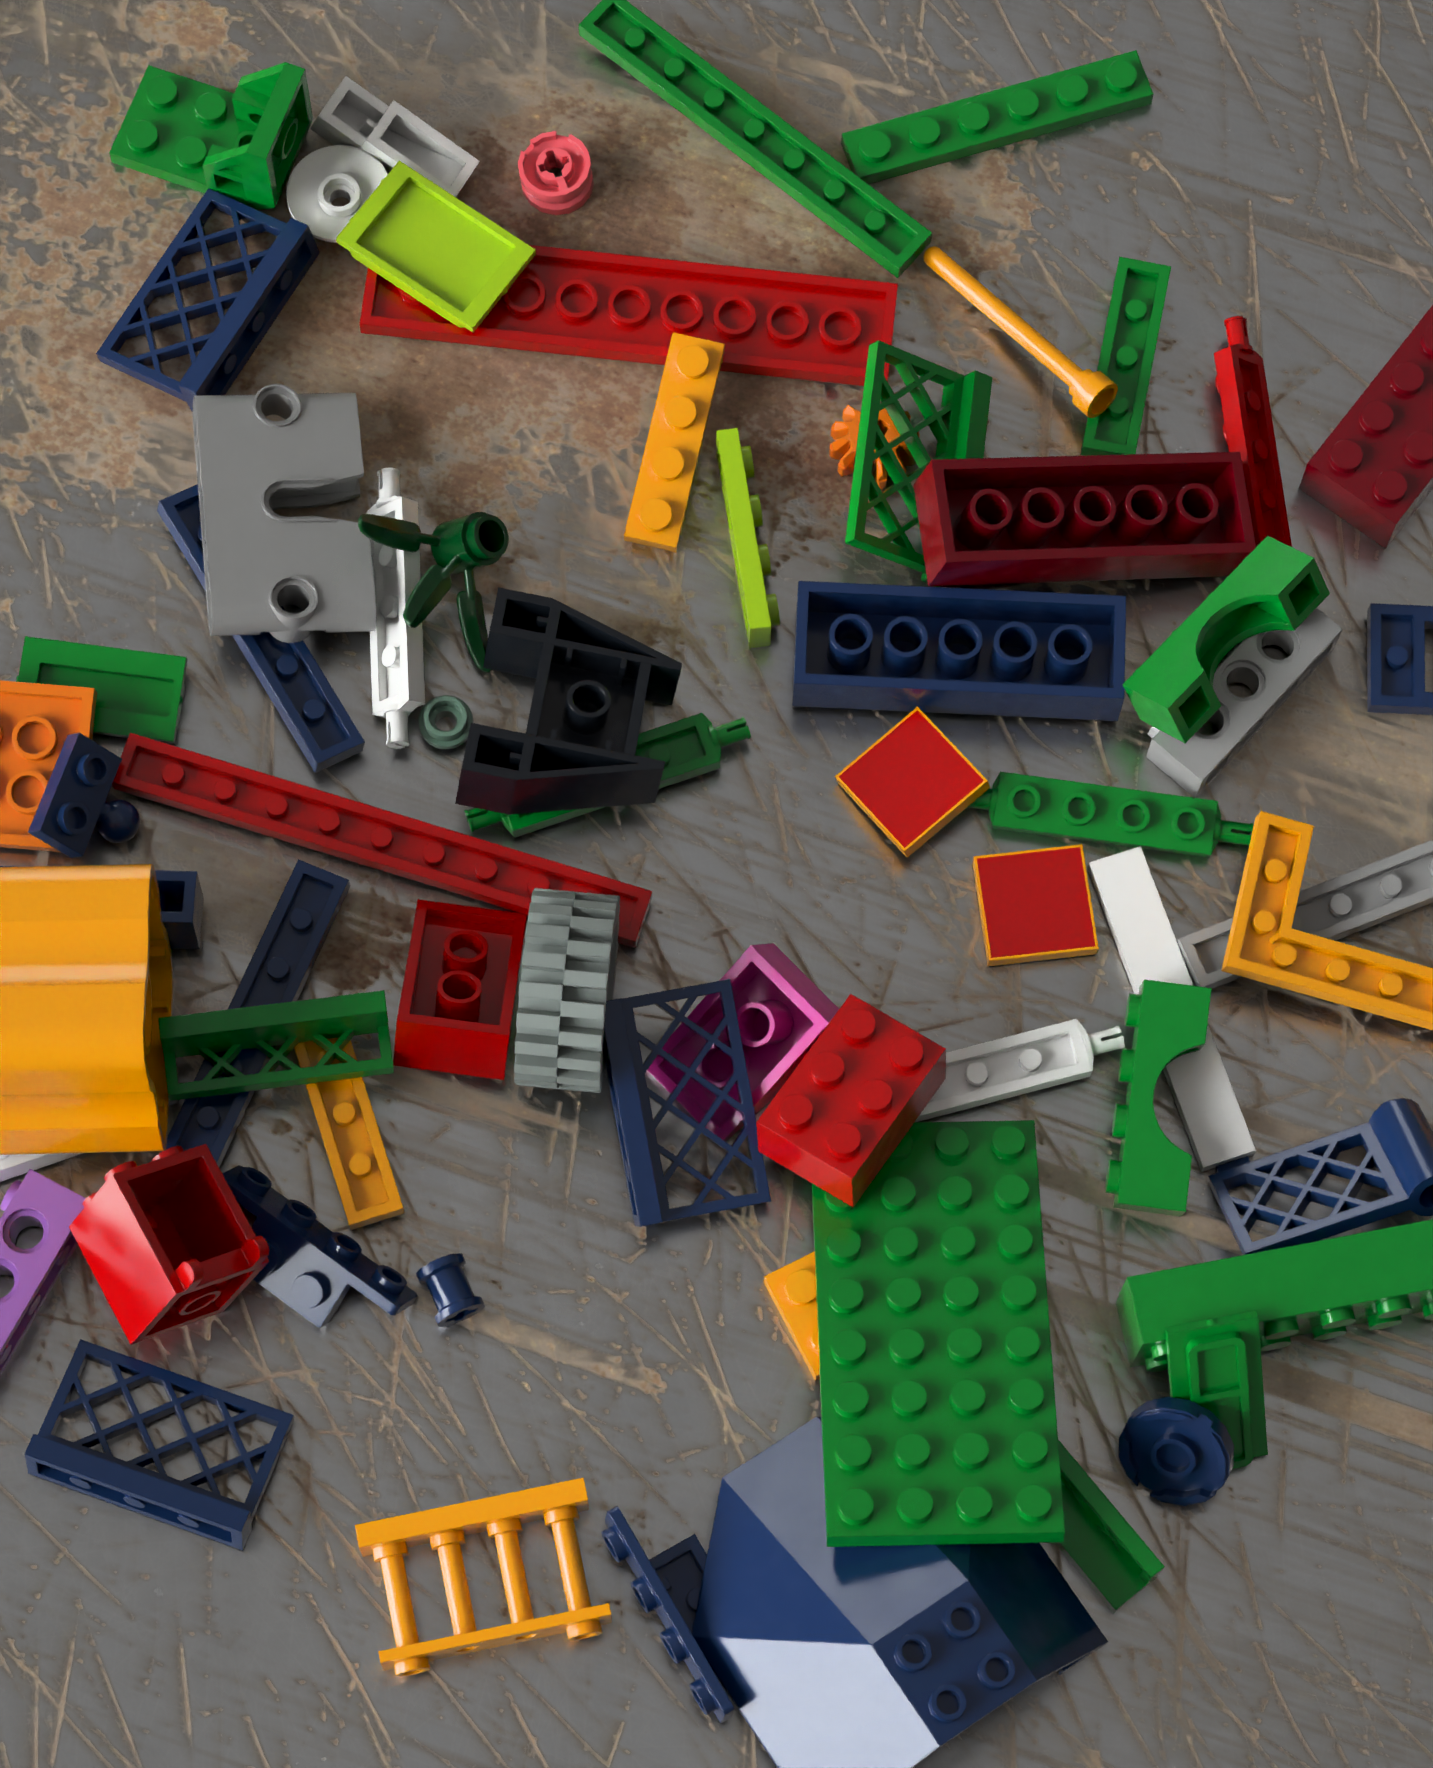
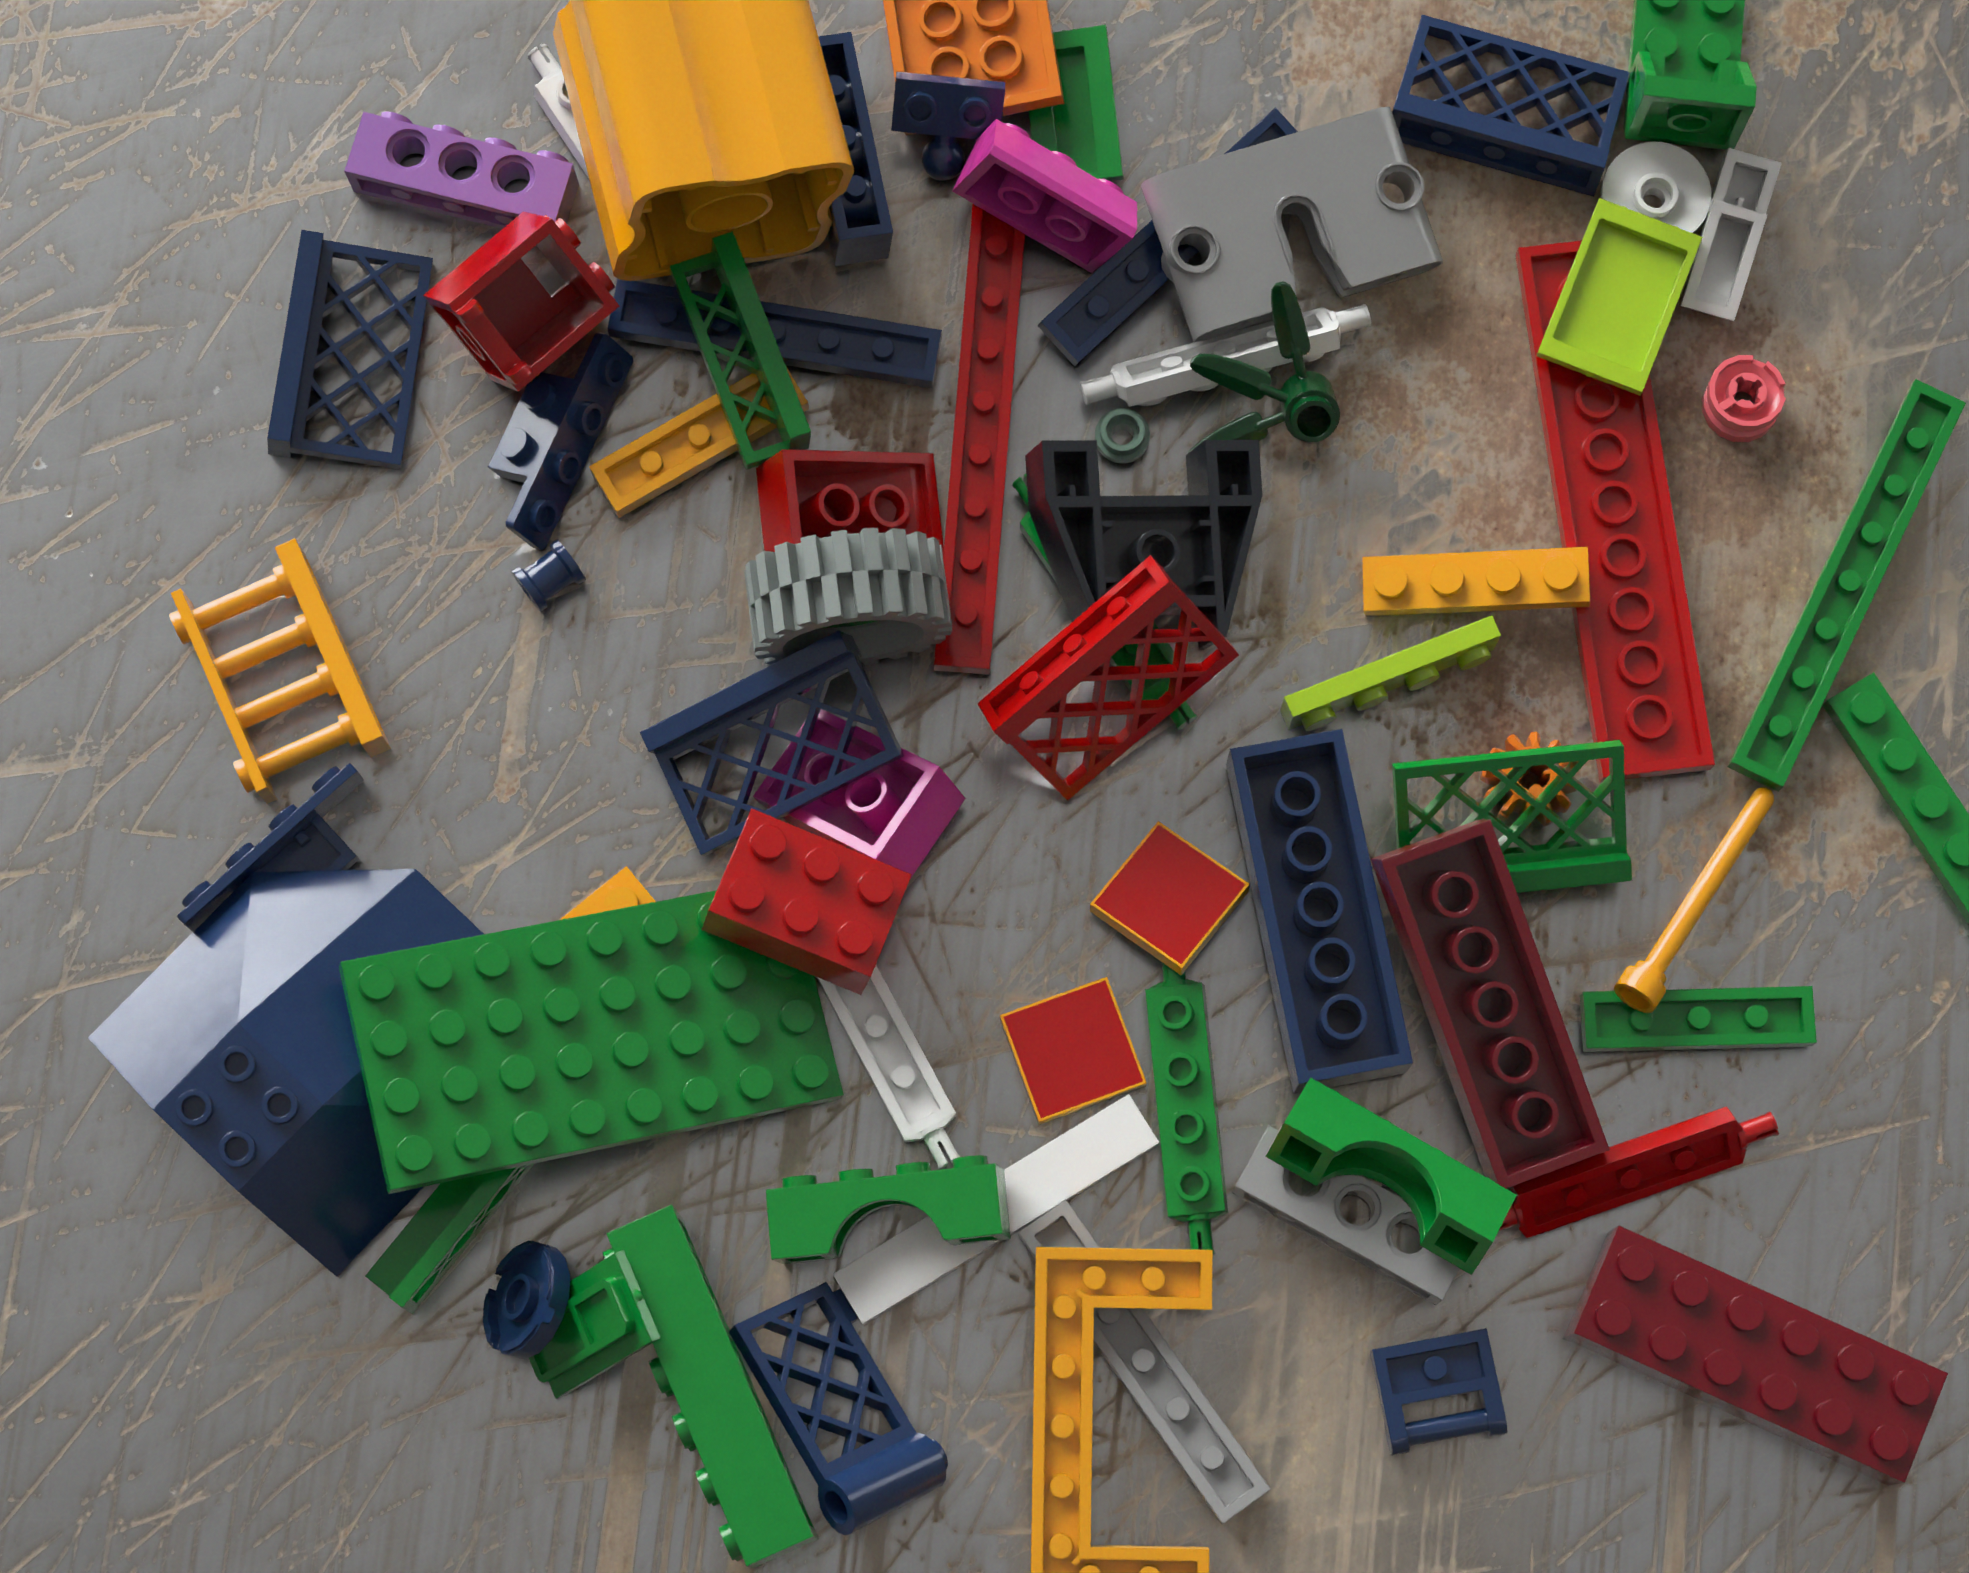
camera: 80 degrees right, 5 degrees up
(197, 722) = (1047, 196): none -> dark pink slope
(679, 781) = (1084, 654): none -> red fence

